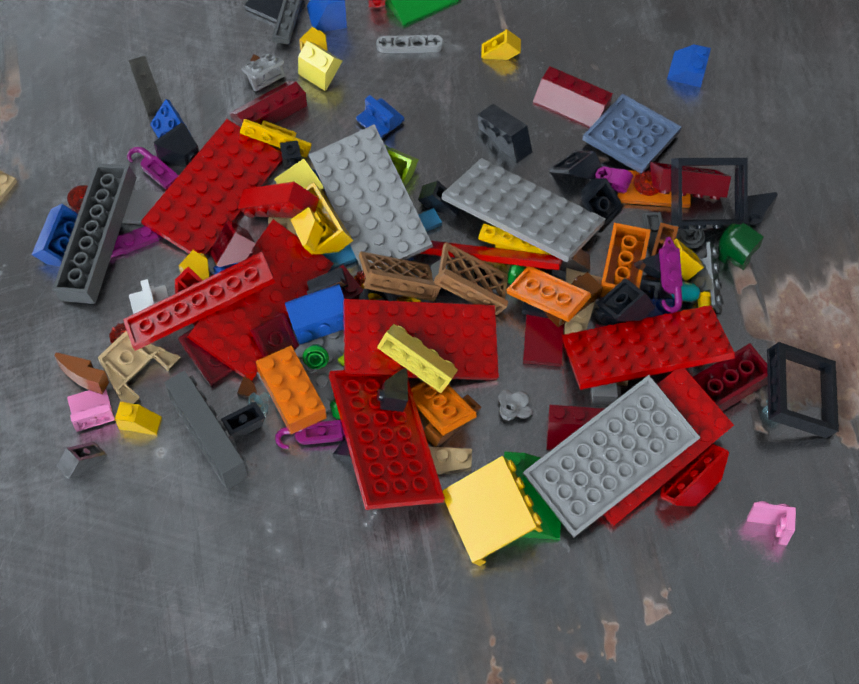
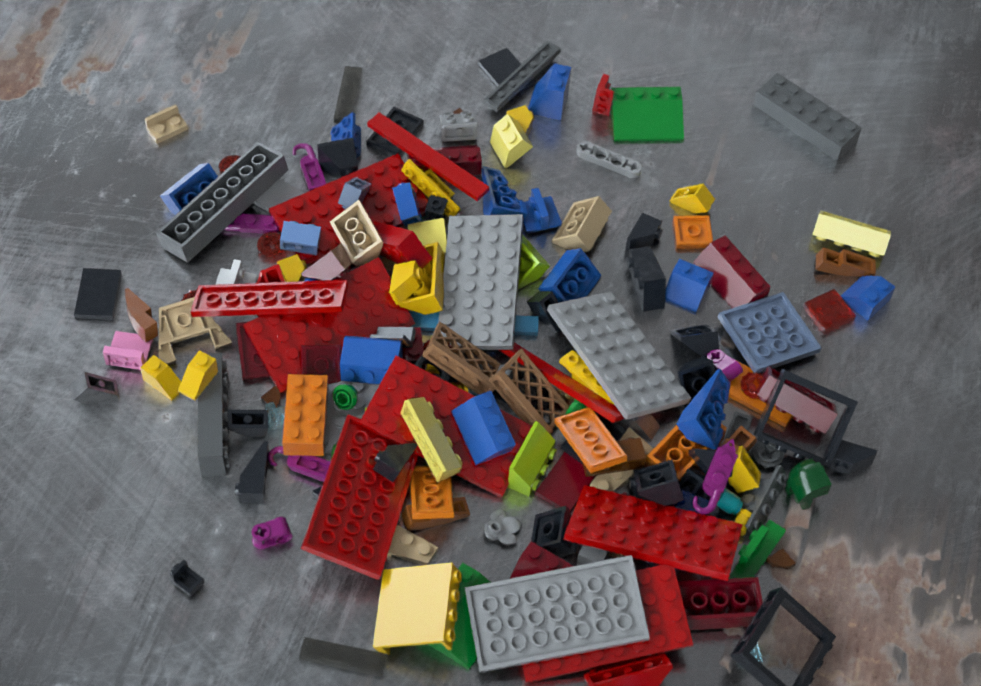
camera: 25 degrees right, 5 degrees down
(28, 371) = (97, 294): none -> black tile
(164, 246) = (263, 244): none -> clear red gear
(179, 401) = (198, 375): none -> yellow slope
(187, 233) = (300, 237): none -> medium blue brick
(209, 101) = (405, 120): none -> black tile
(212, 172) = (354, 190): none -> sand blue slope
(241, 207) = (357, 234): none -> tan slope
(257, 109) = (428, 156): none -> red tile
(265, 160) = (407, 204): none -> blue brick
(272, 587) = (186, 578): none -> black bracket
(277, 470) = (253, 478): none -> black slope
(323, 506) = (272, 532): none -> magenta piece
(337, 120) = (500, 198): none -> blue wedge
(423, 111) = (582, 224): none -> tan slope
(441, 160) = (571, 276): none -> blue slope
(448, 584) = (343, 656): none -> clear smoke plate
(455, 326) = (483, 428): none -> blue slope
(479, 93) = (644, 232): none -> black slope
(507, 335) = (531, 460): none -> lime slope
(517, 76) = (692, 231): none -> orange tile
(543, 122) = (688, 285): none -> blue slope
(560, 386) = (550, 531): none -> black slope
(627, 225) = (704, 414): none -> blue wedge
(647, 18) = (852, 233): none -> light yellow slope
(655, 47) = (845, 263): none -> dark orange slope
(666, 93) = (829, 311): none -> clear red plate
(732, 317) = (758, 550): none -> green bracket
(753, 319) = (781, 559): none -> reddish brown tile

